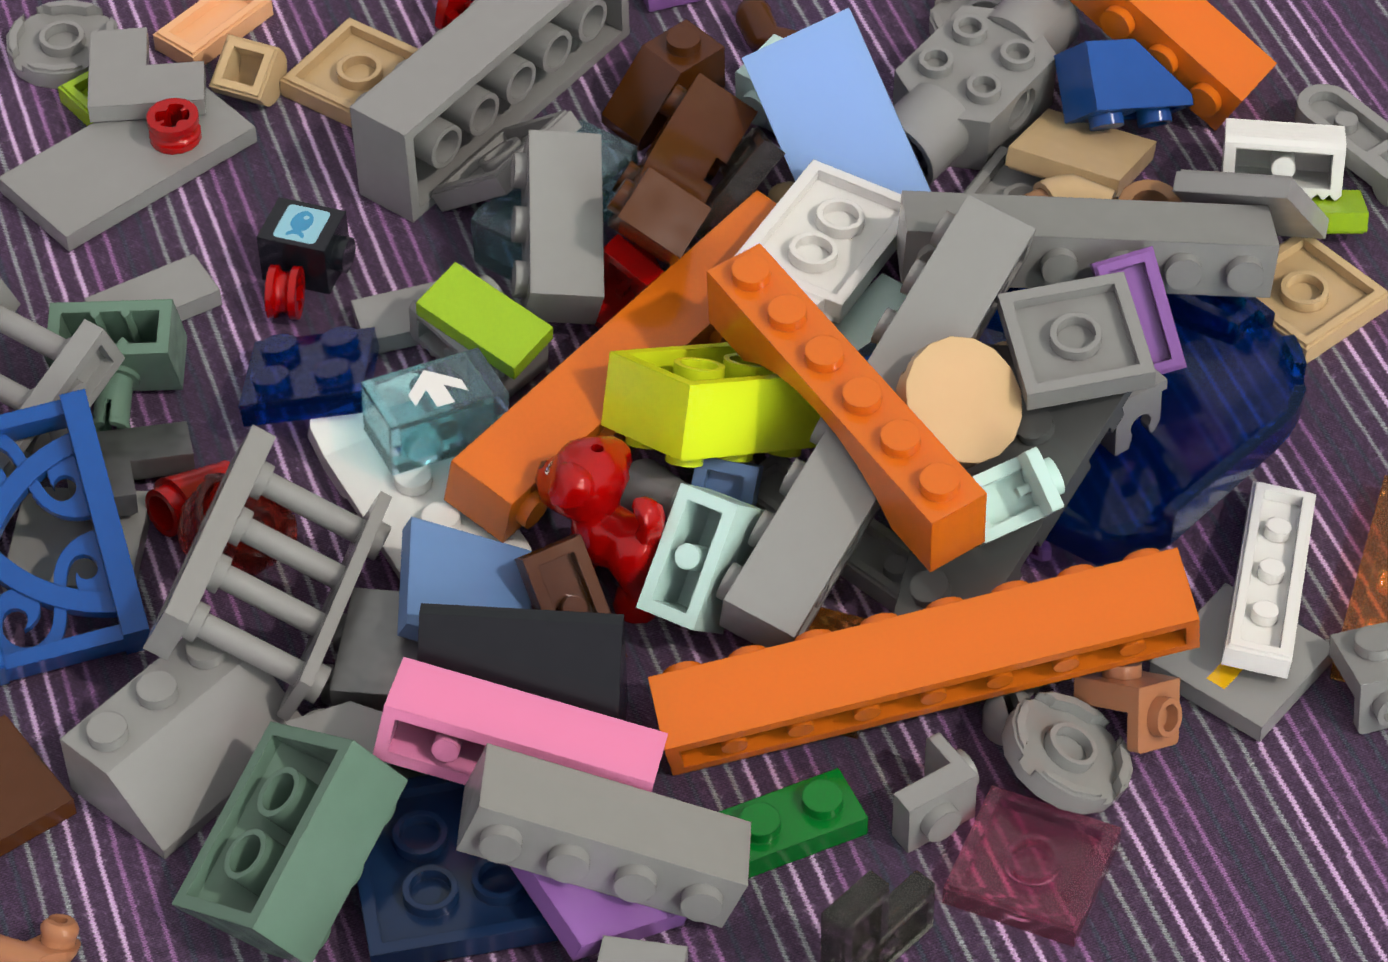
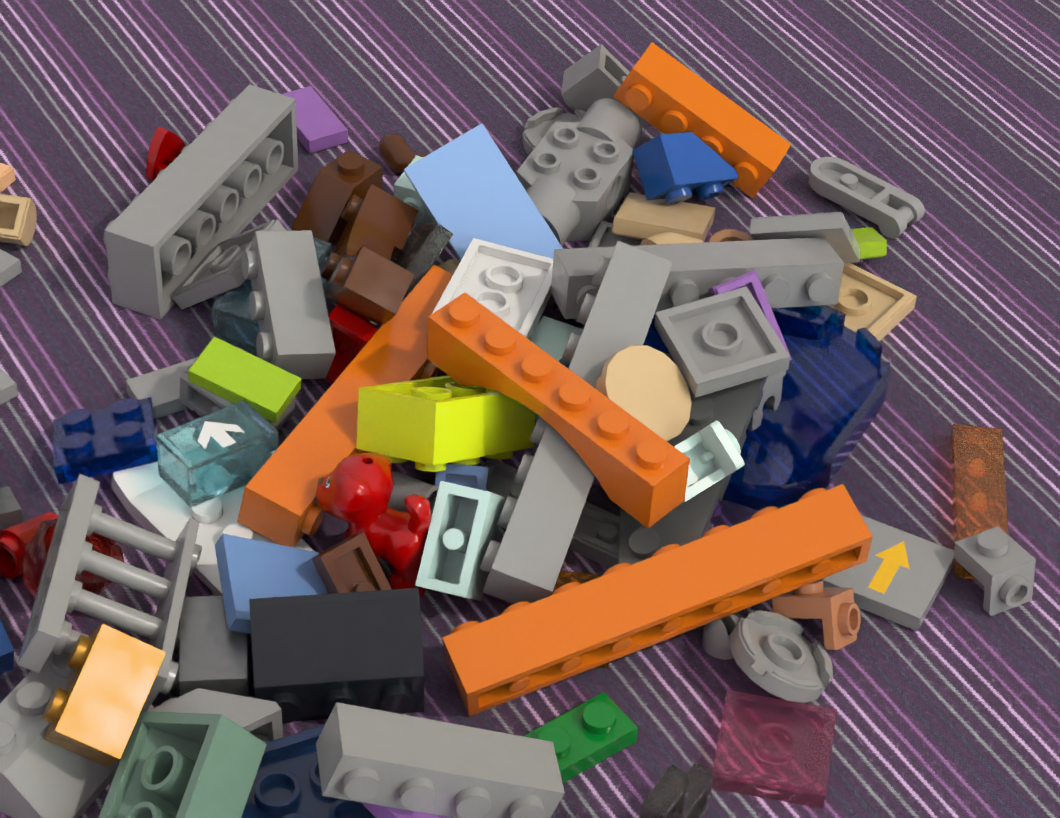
camera: 15 degrees left, 5 degrees down
(232, 697) = (103, 694): none -> brick
(284, 292) = (70, 379): red bush -> none
(307, 237) = (80, 343): black brick -> none
(343, 69) = (82, 215): tan tile -> none
(444, 719) = (294, 692): bright pink brick -> none
(940, 800) = (690, 706): light grey bracket -> none
(1269, 580) = (894, 509): white tile -> none
(1304, 151) = (817, 198): white brick -> none

